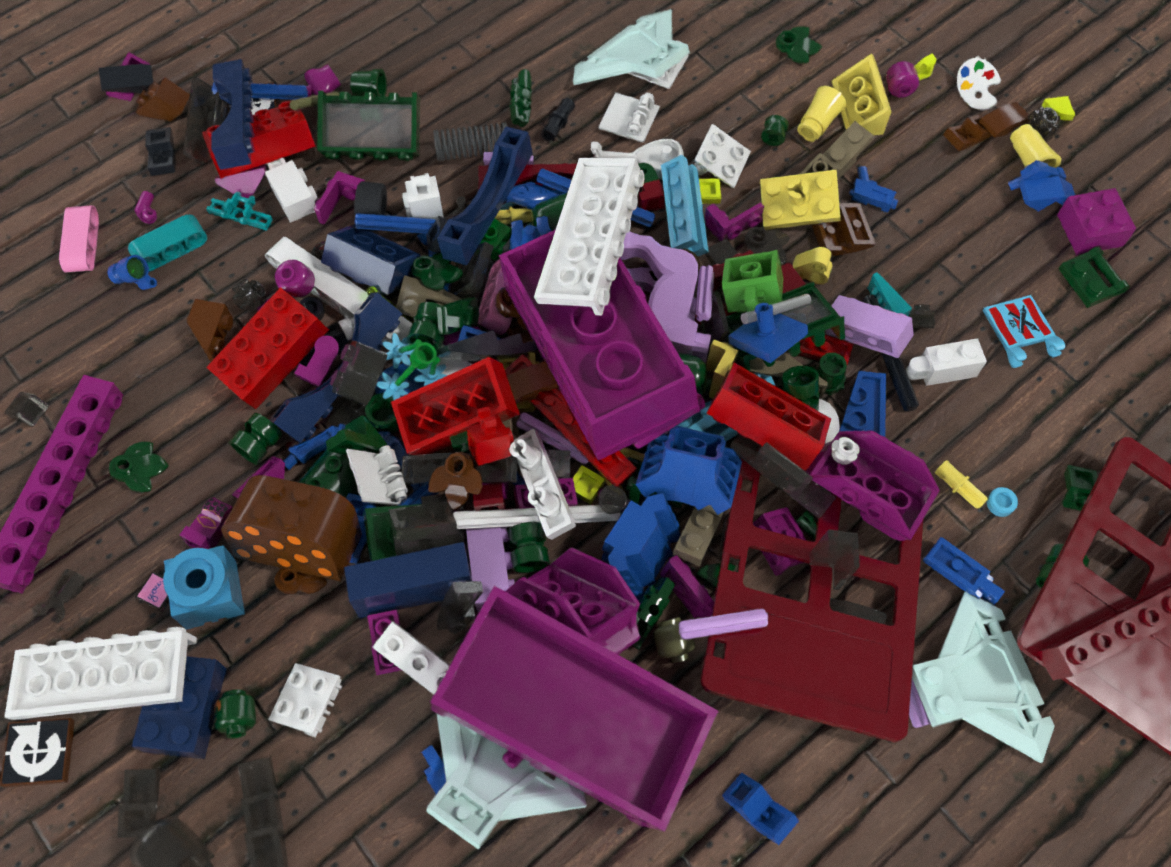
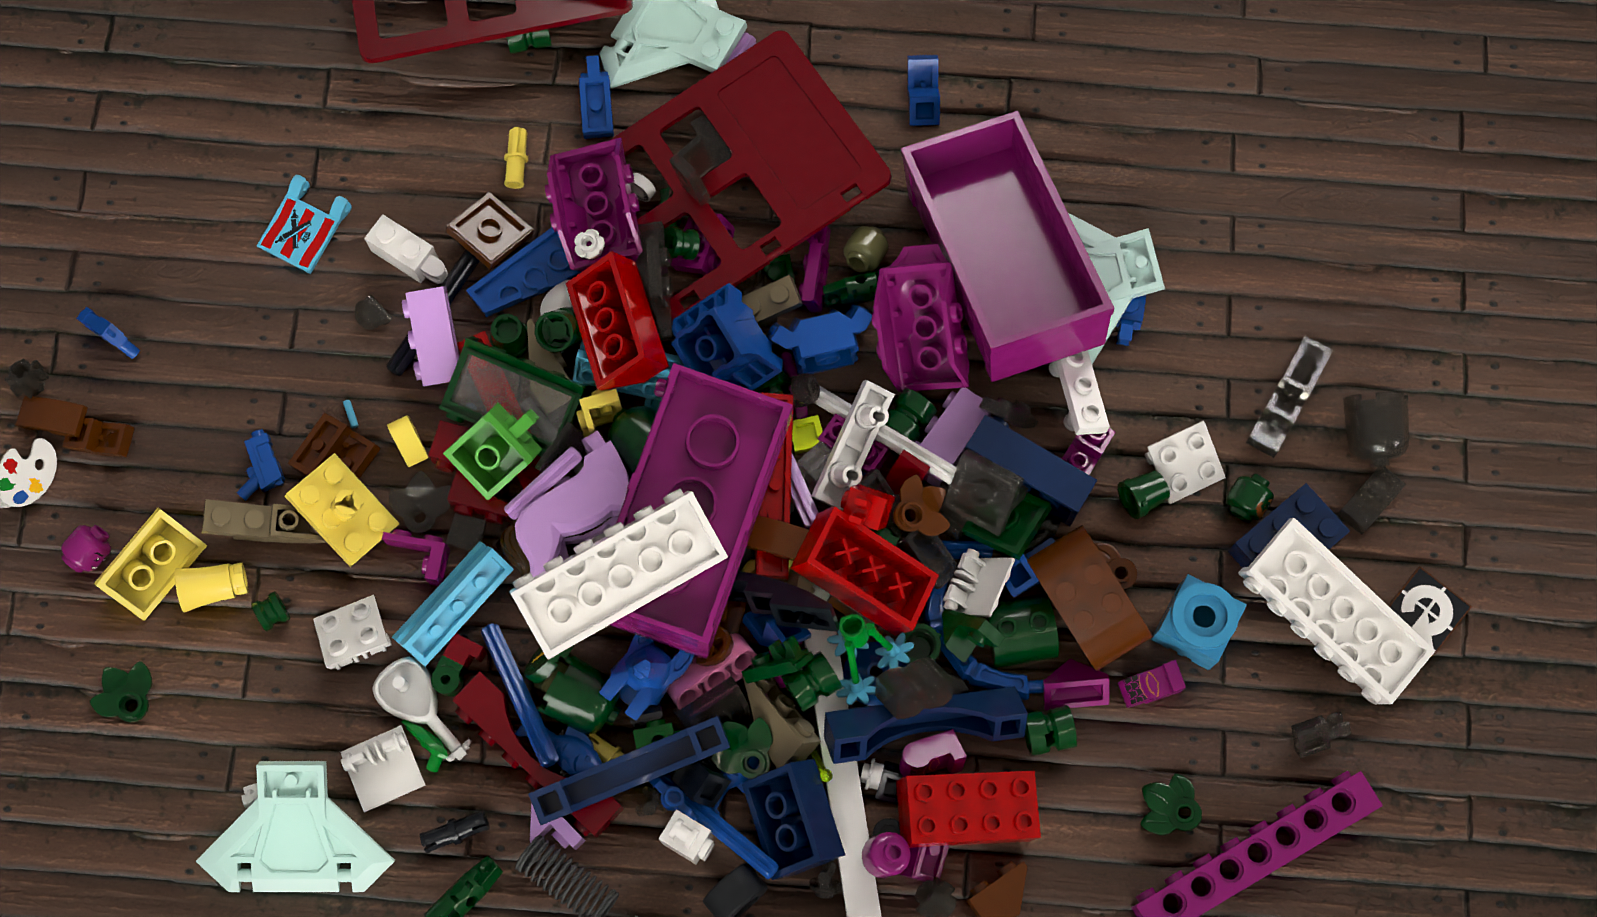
camera: 135 degrees left, 10 degrees up
(154, 592) = (1238, 666): bright pink tile -> none
(317, 645) = (1143, 493): none -> dark green piece
(449, 212) = (672, 798): none -> blue piece
(618, 145) = (429, 742): none -> green bar
(710, 191) = (399, 610): neon yellow tile -> none
(723, 624) = (831, 202): lavender axle -> none
(768, 335) = (543, 383): blue tile -> none
(779, 307) = (511, 398): light grey bar -> none
(792, 514) = (682, 243): none -> dark green wheel
(863, 259) = (350, 414): none -> medium azure piece
(868, 538) = (642, 187): none -> white tile
(887, 296) = (386, 341): teal slope -> none
(918, 422) = (489, 230): none -> tile
(925, 66) = (44, 540): neon yellow tile -> none
(1002, 502) = (500, 119): medium azure tile -> none
(1032, 147) = (76, 358): light yellow plant -> none
(1045, 191) = (119, 310): blue slope -> none
(1079, 485) = (430, 70): dark green bracket -> none
(1087, 281) = (195, 212): dark green plate -> none
(1096, 221) = (119, 246): magenta brick -> none

